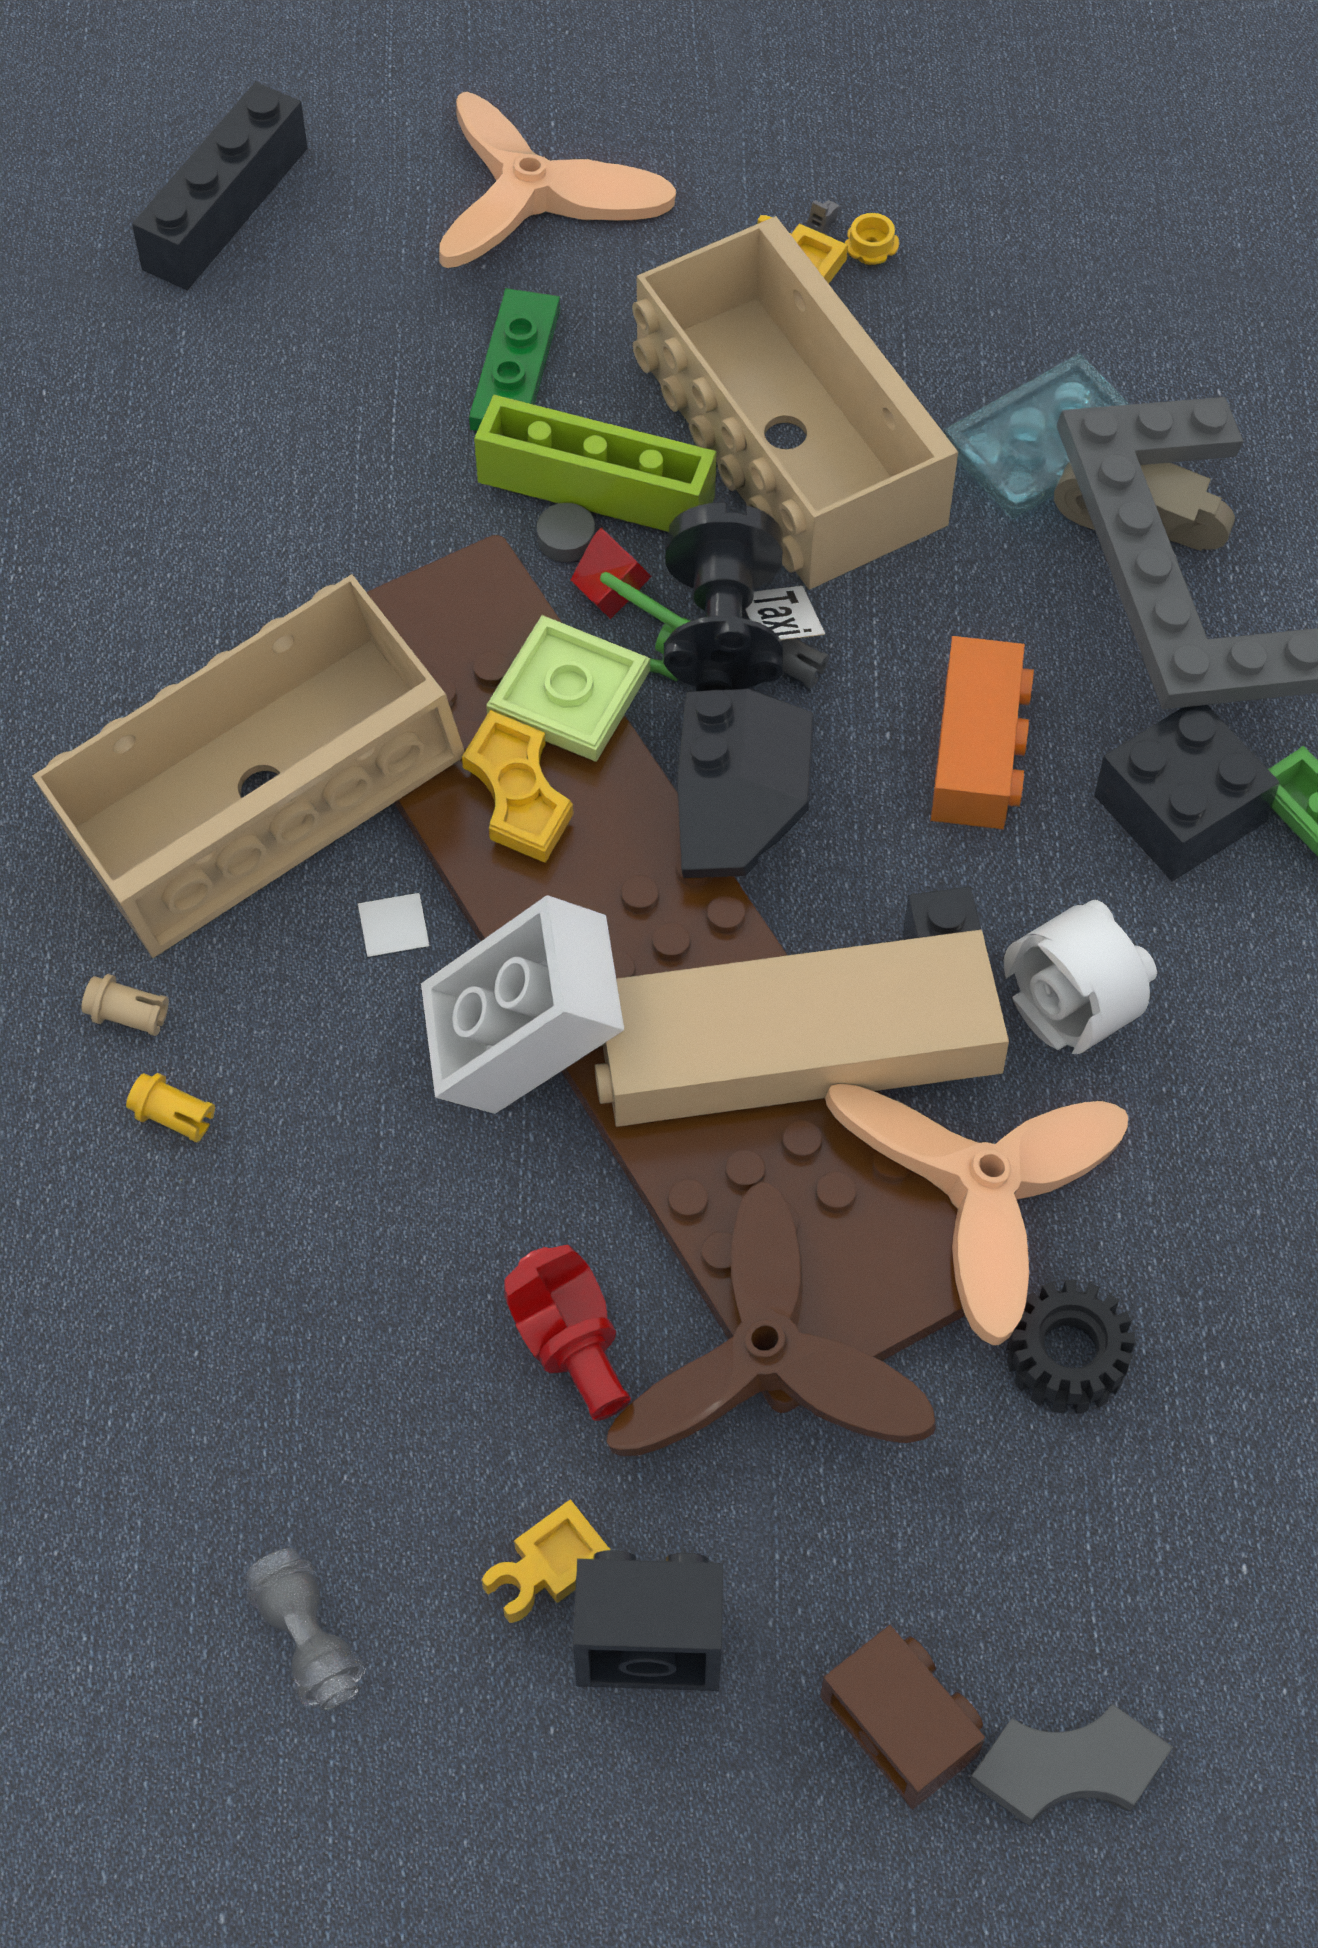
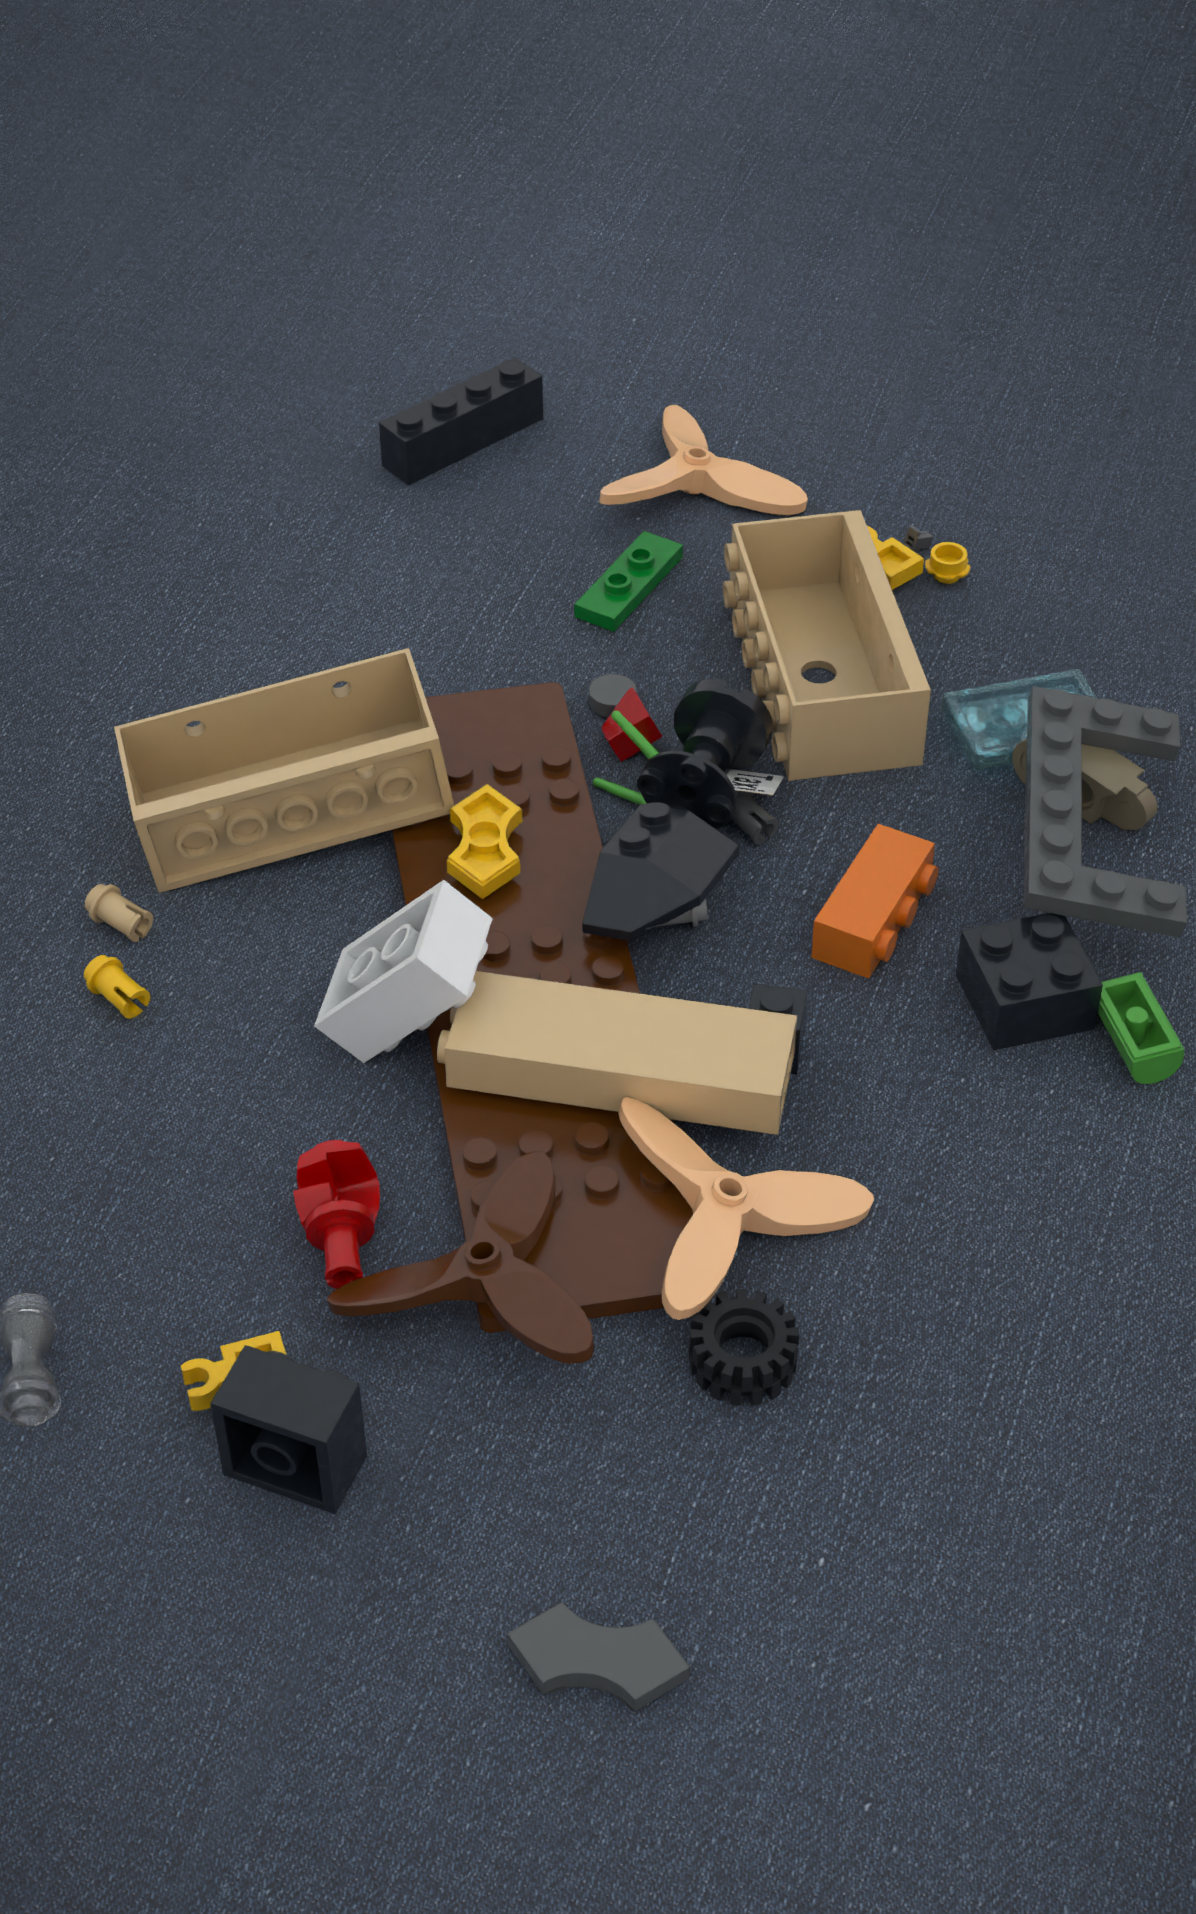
camera: 20 degrees right, 15 degrees down
(393, 924) = (349, 917): white sticker -> none
(570, 686) = (559, 787): yellowish green tile -> none
(591, 464) = (643, 644): lime brick -> none
(903, 1715) = (471, 1569): reddish brown brick -> none
(1079, 977) = (871, 1081): white brick -> none

